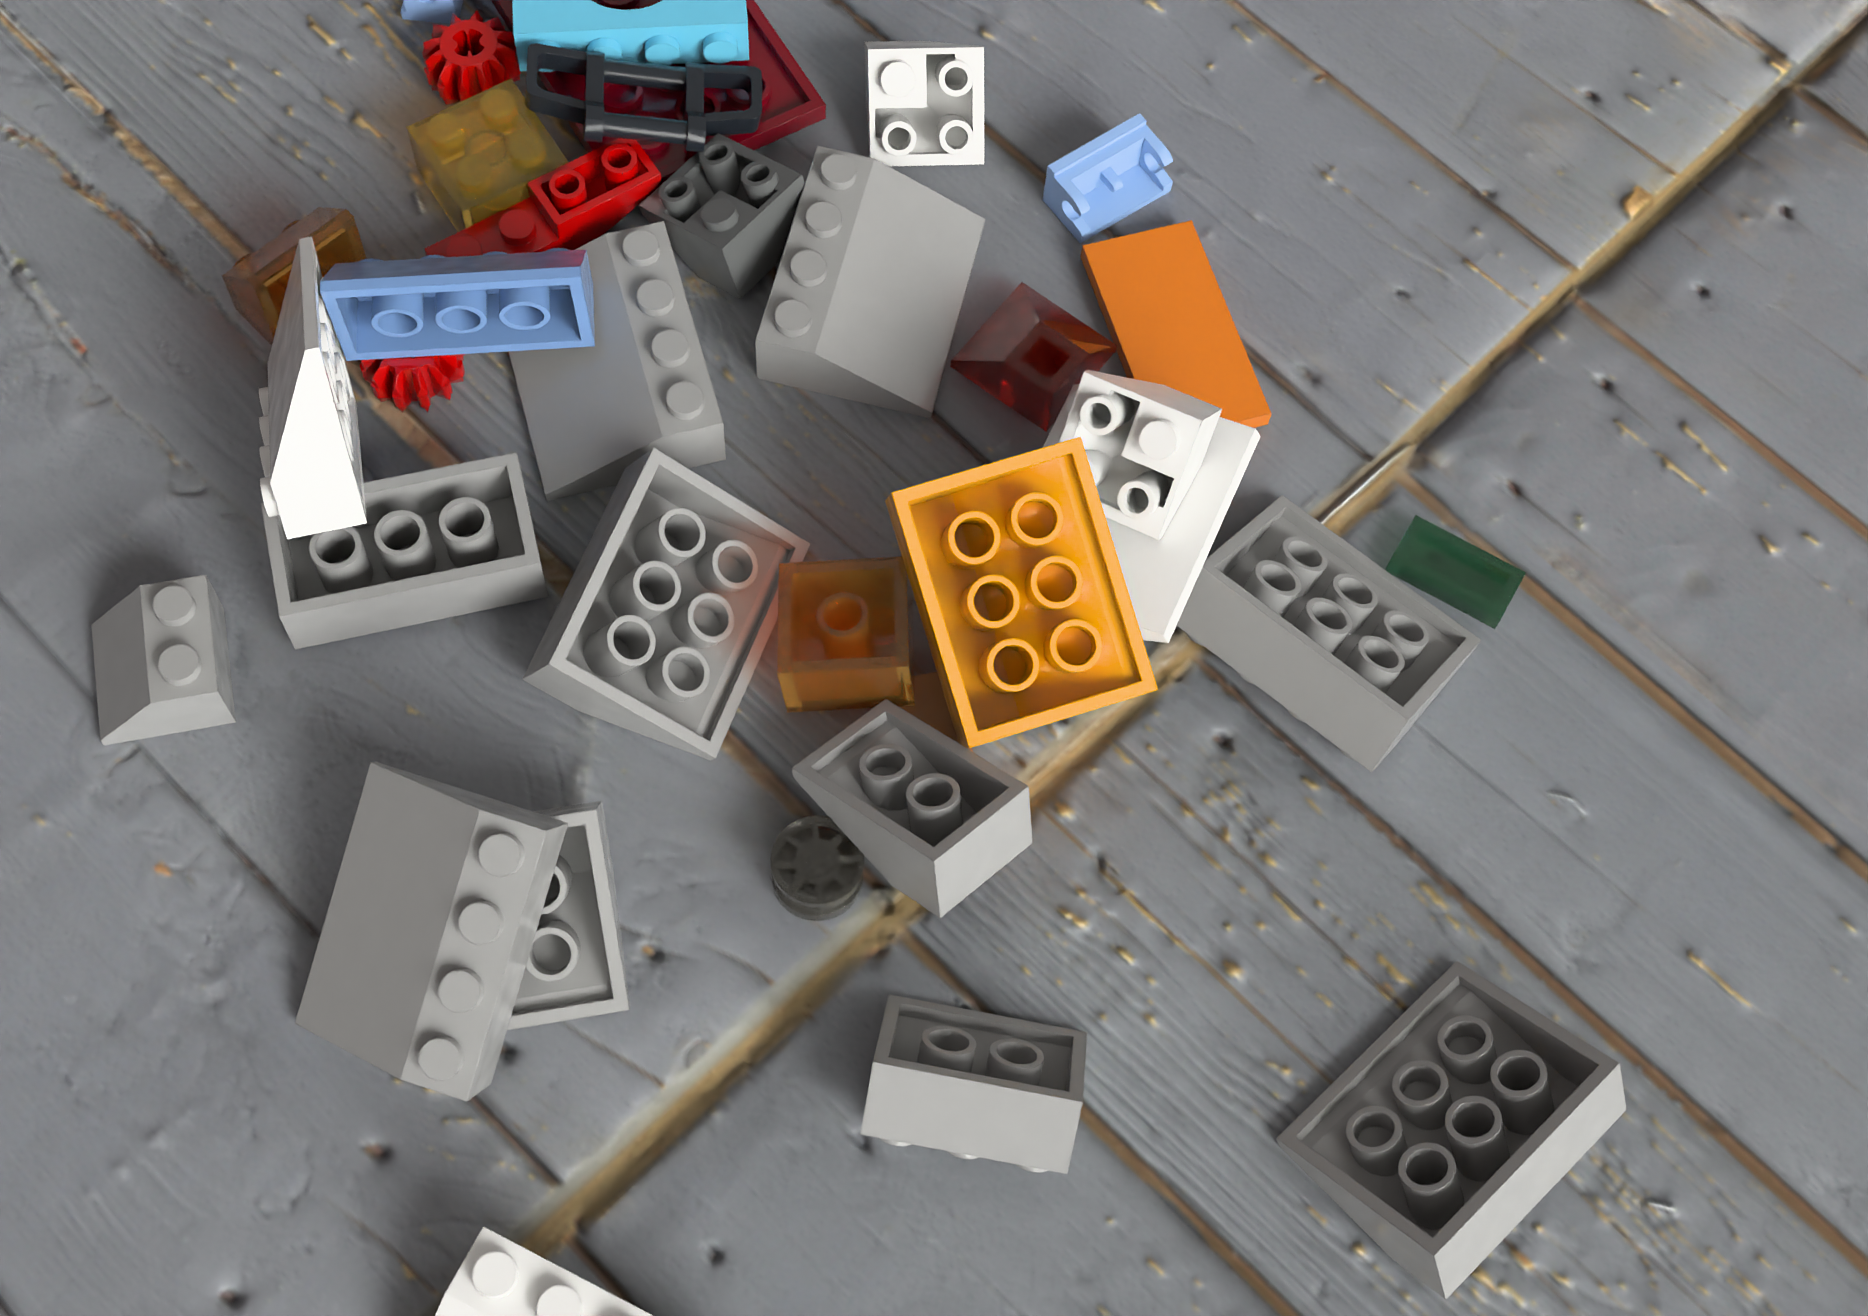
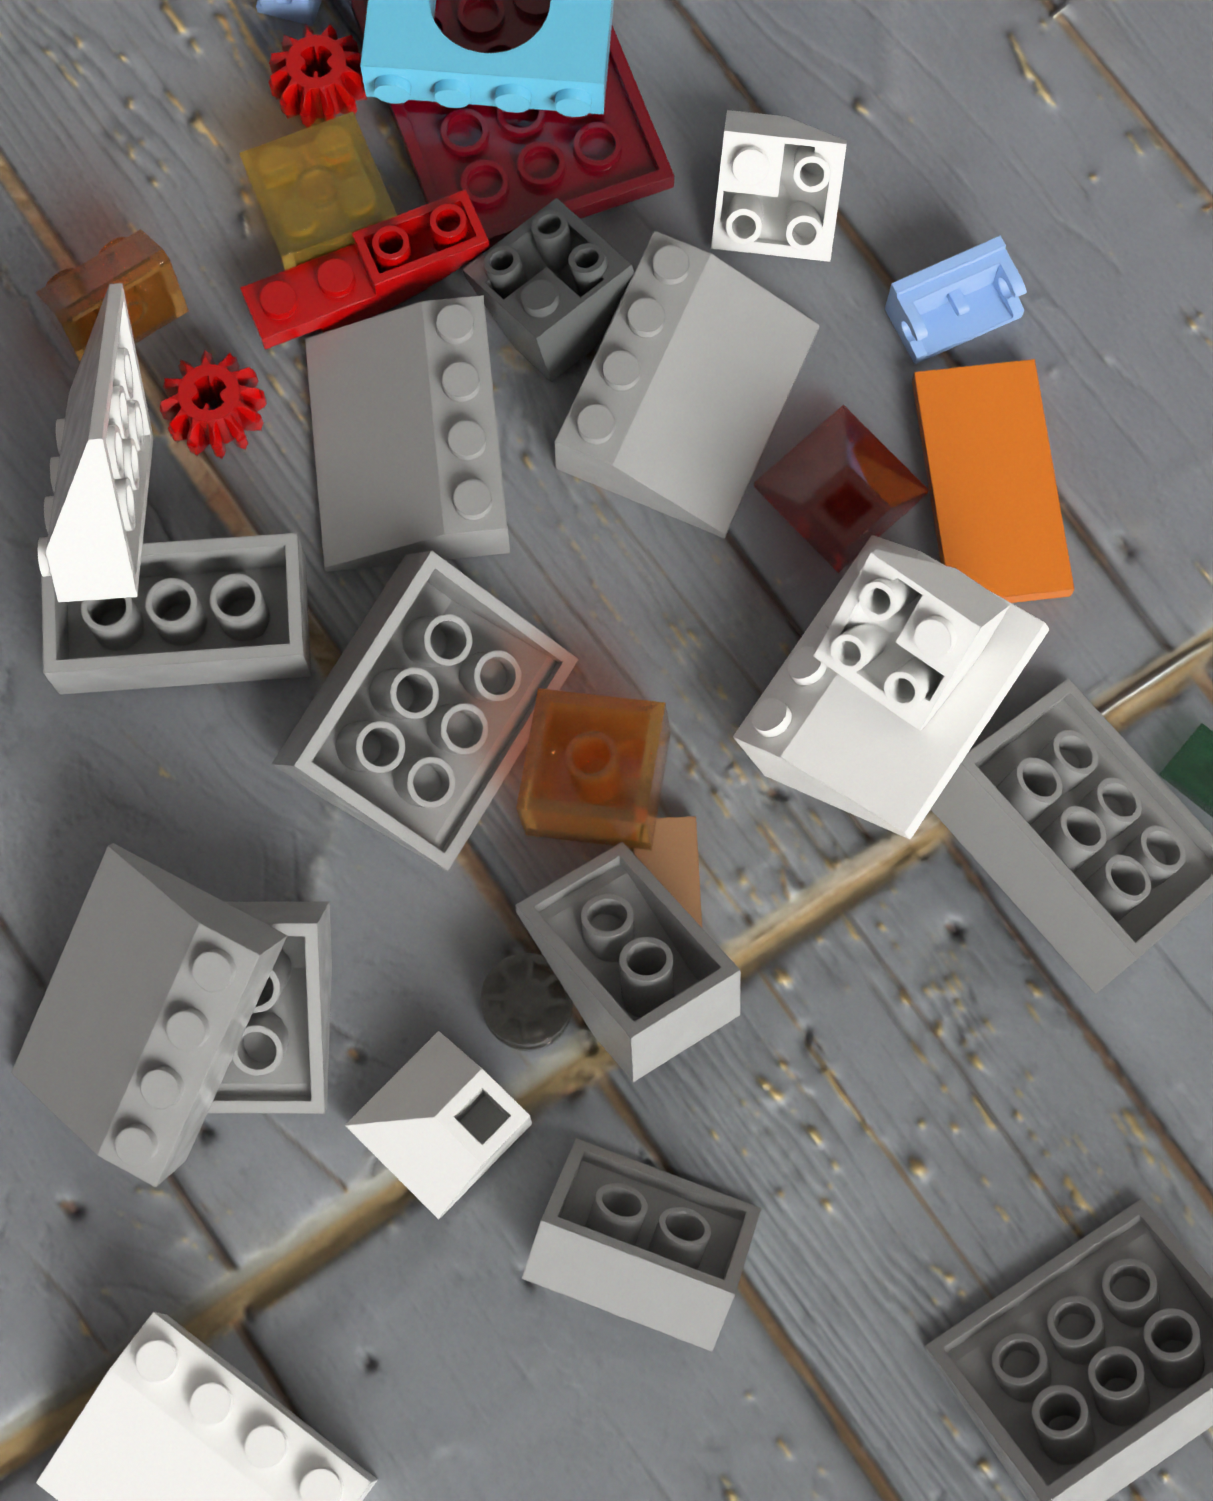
camera: 15 degrees right, 10 degrees up
(461, 304) = (264, 364): medium blue slope -> none
(689, 79) = (533, 132): black bar -> none
(751, 997) = (439, 1123): none -> white slope
(1020, 593) = (770, 768): light orange slope -> none

